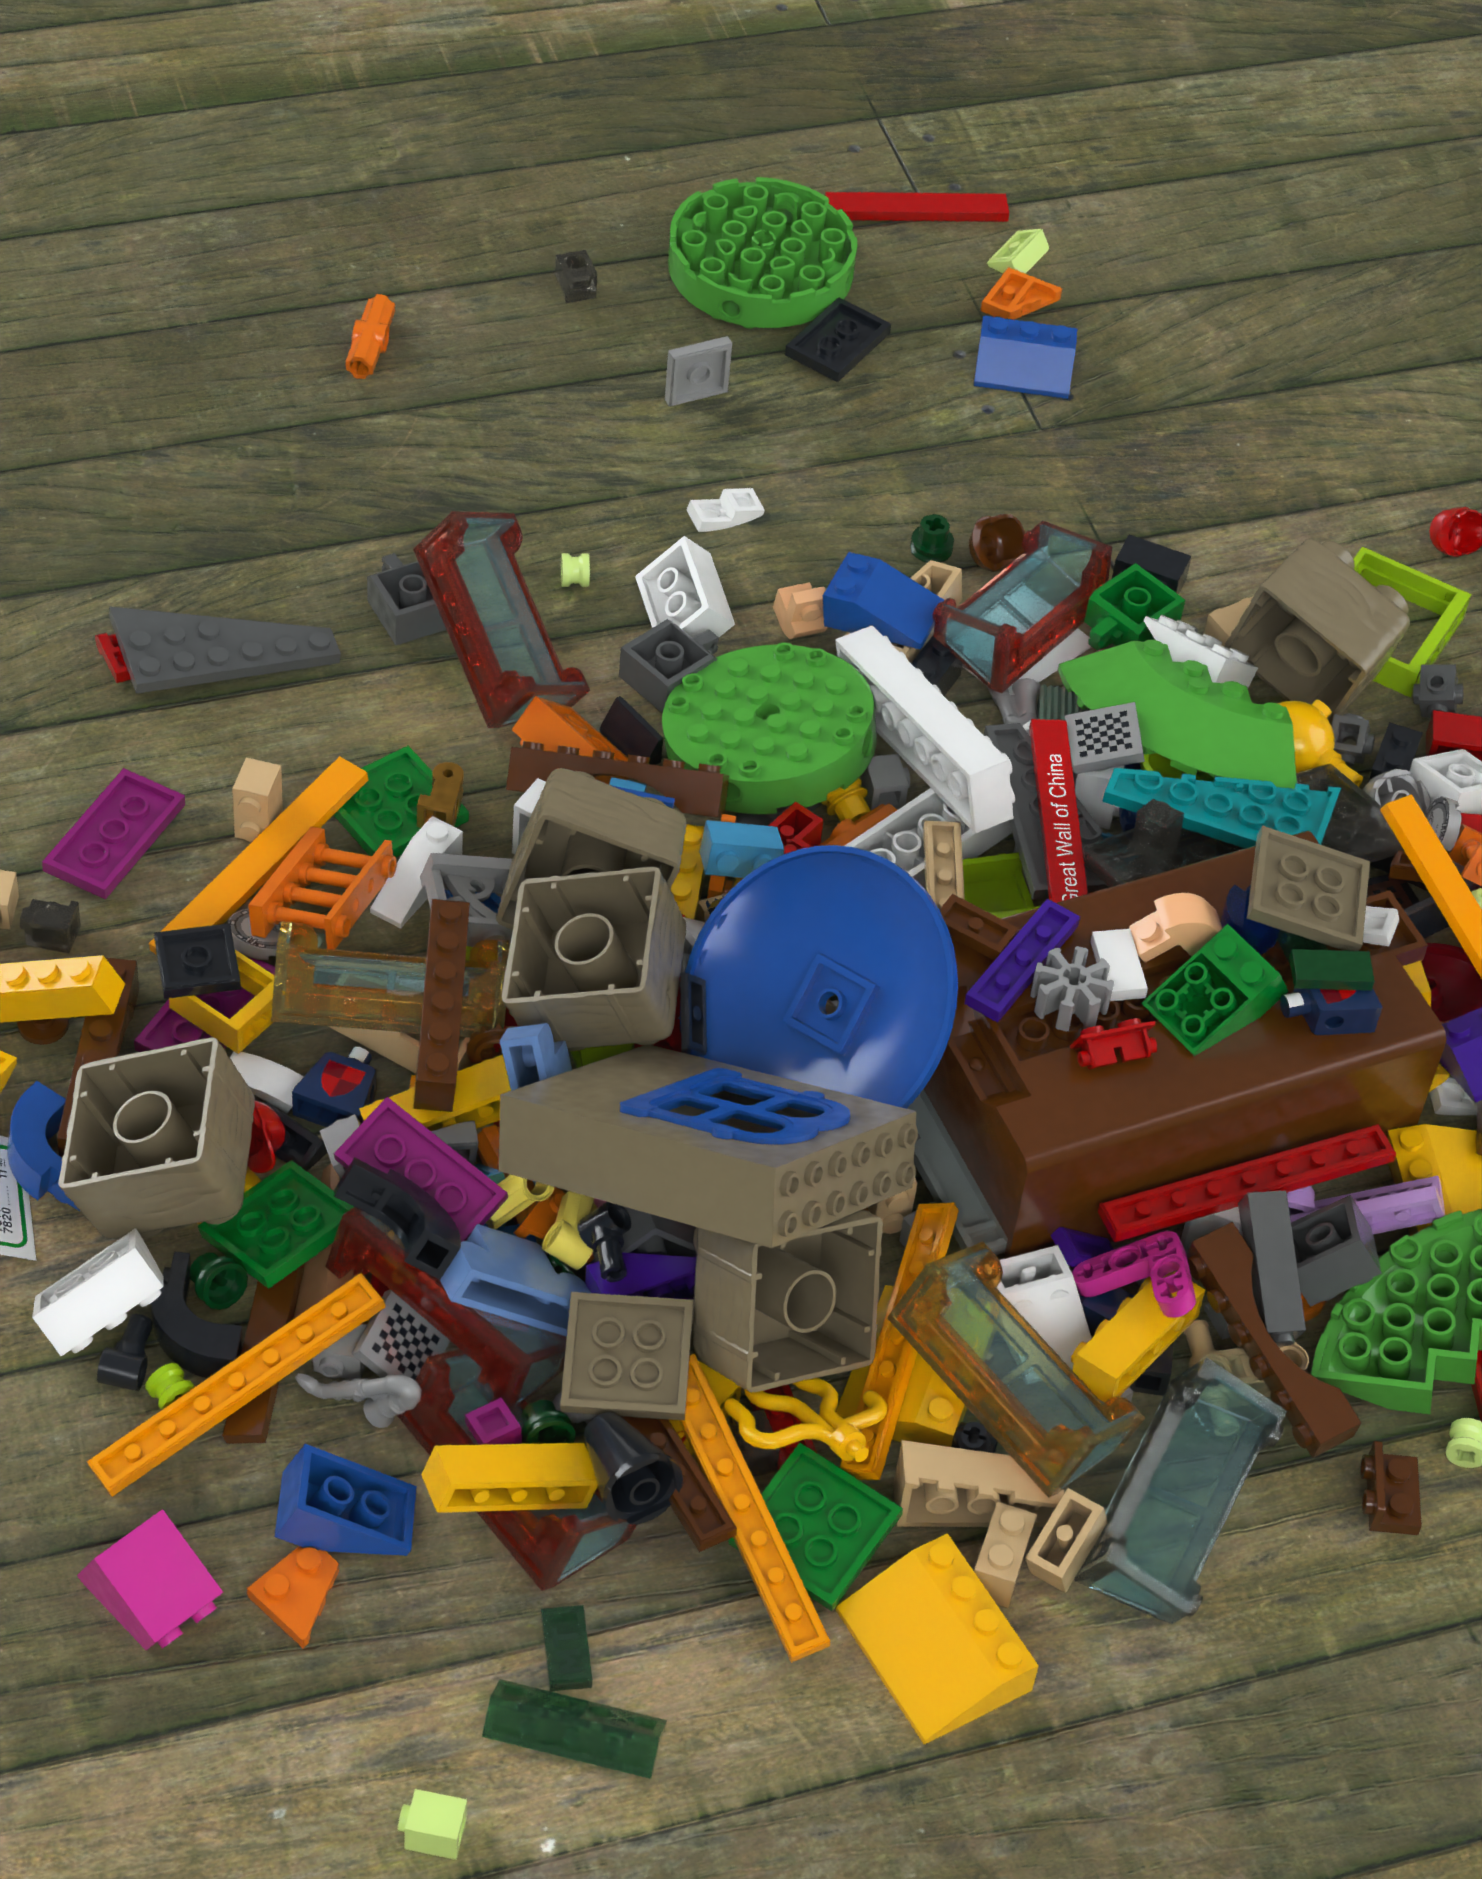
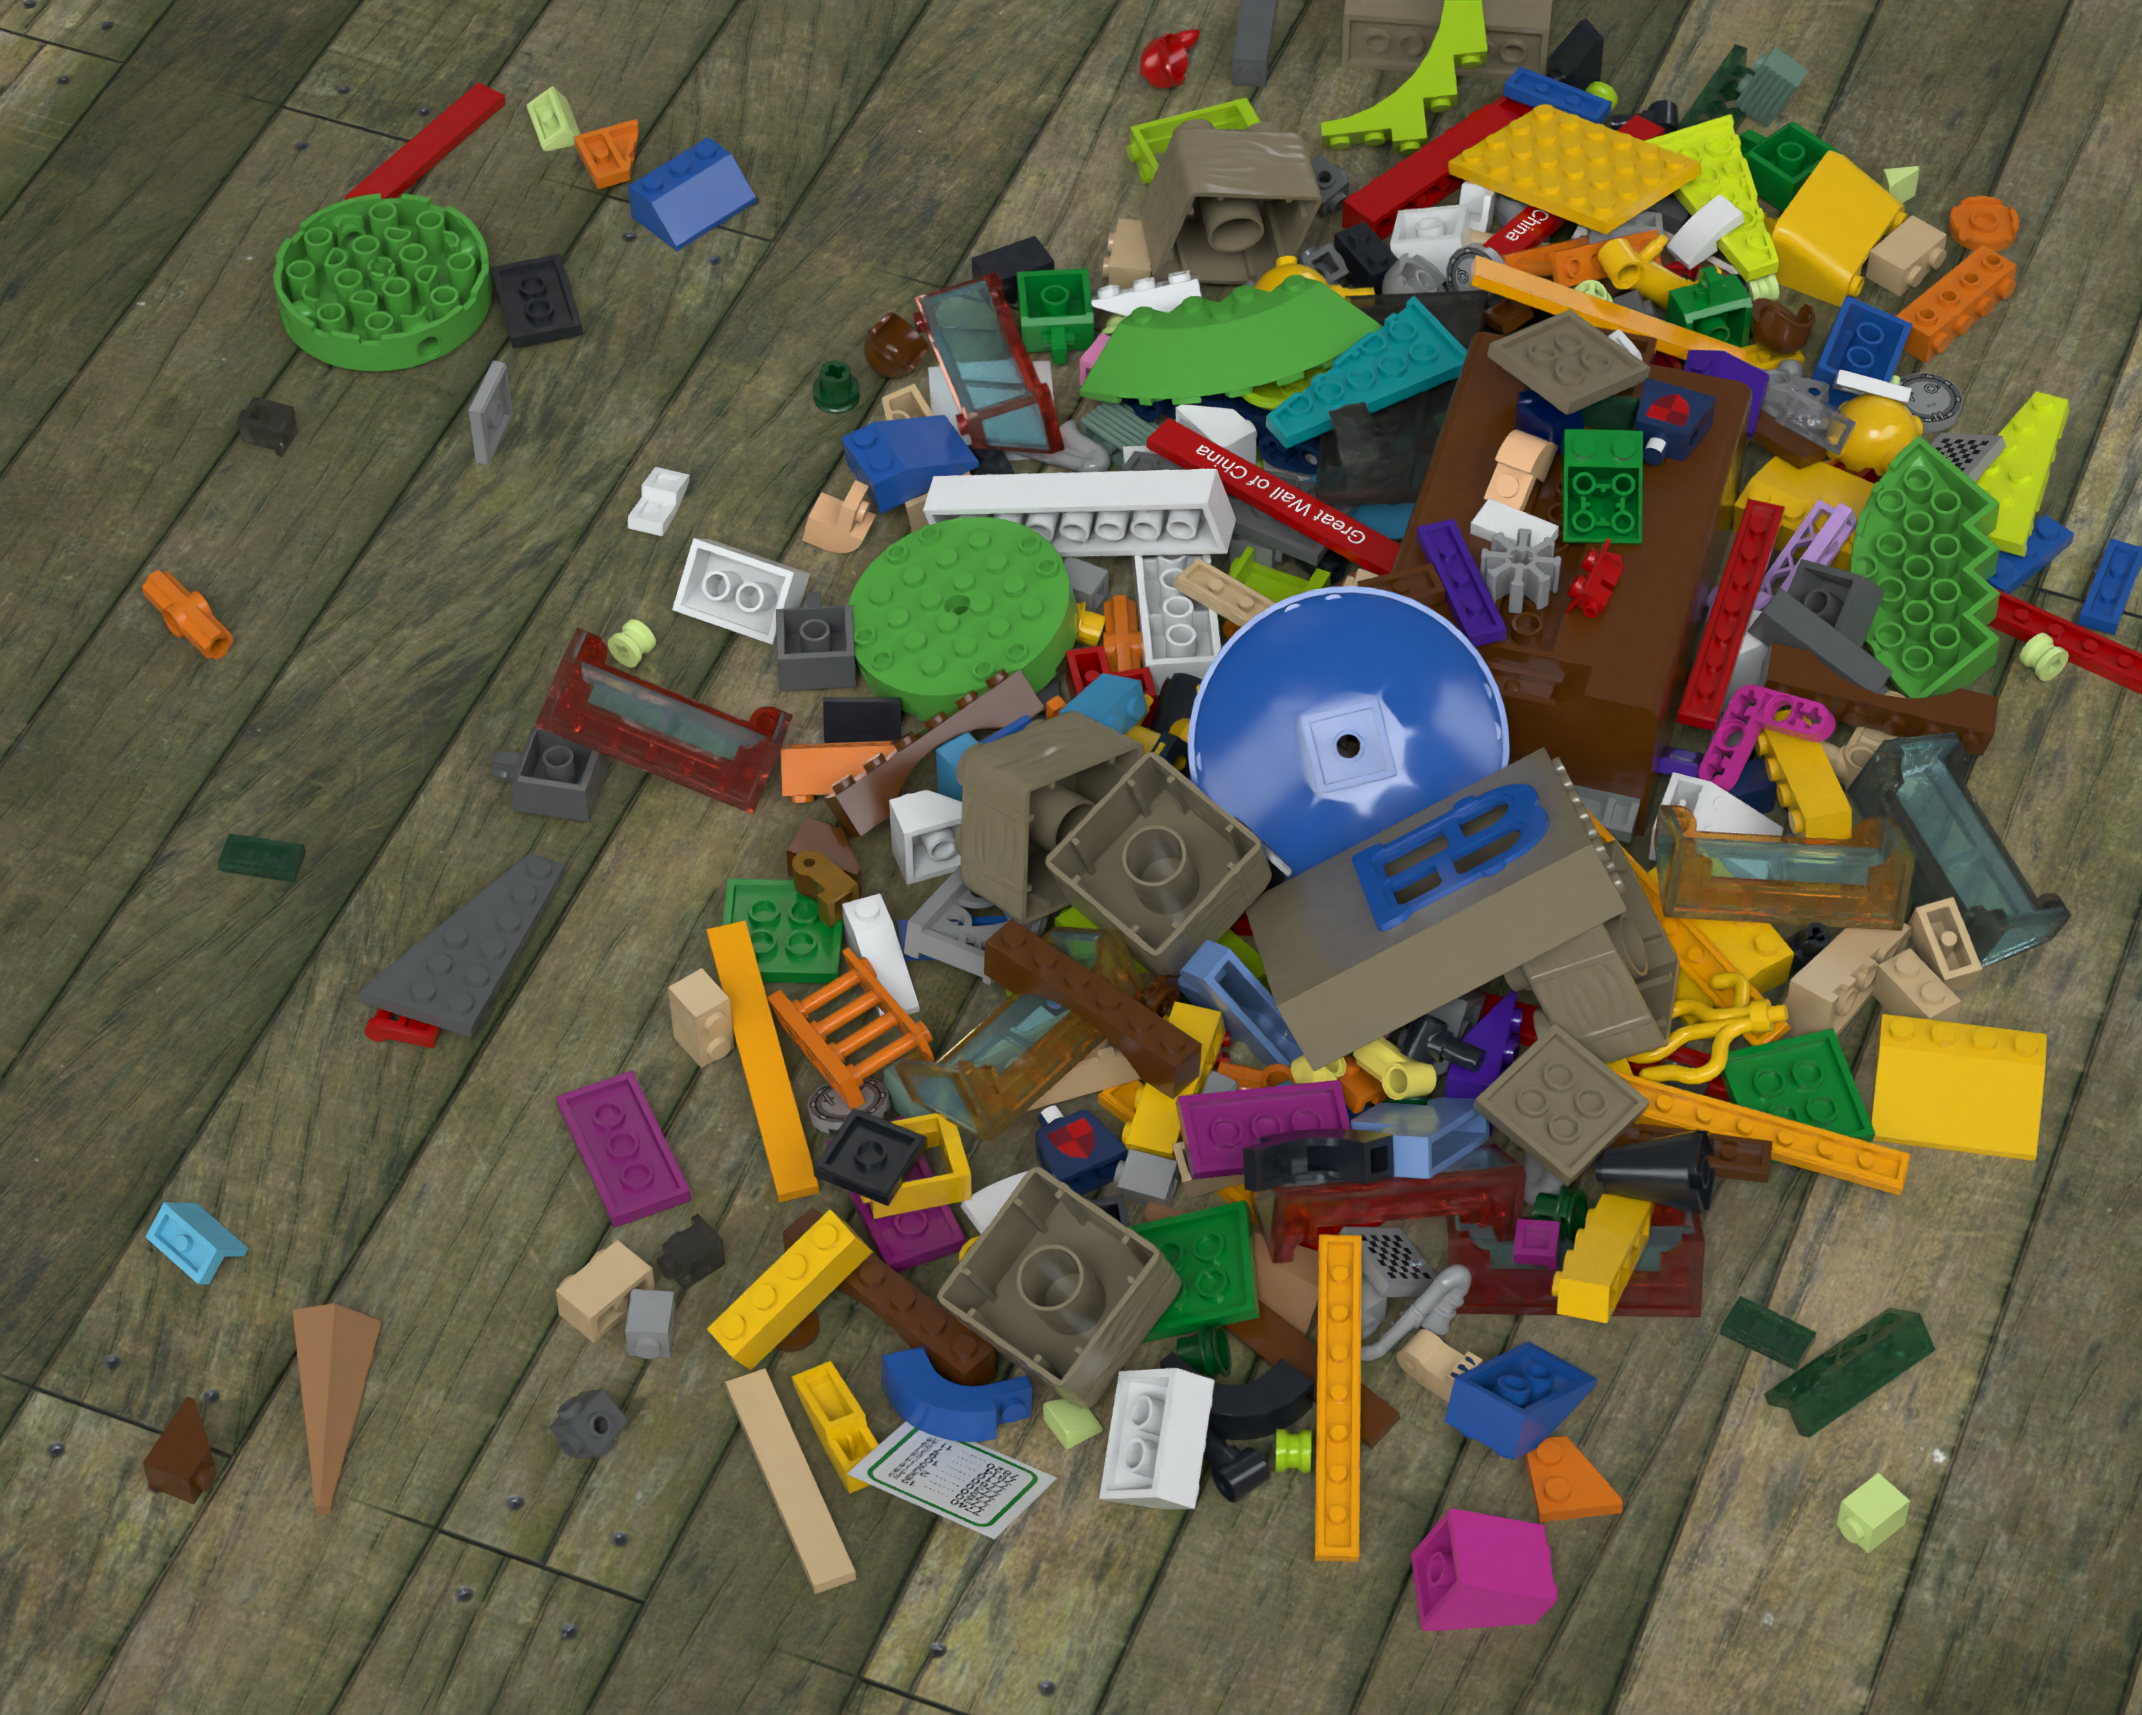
camera: 45 degrees left, 0 degrees up
(84, 1238) = (1070, 1422): none -> yellowish green slope
(200, 499) = (261, 857): none -> clear green tile
(336, 1428) = (1434, 1362): none -> tan leg
(483, 787) = (828, 841): none -> reddish brown slope
(1104, 738) = (1213, 404): light grey tile -> none
(1332, 969) = (1658, 400): dark green tile -> none
(1391, 1491) = (2045, 731): reddish brown bracket -> none

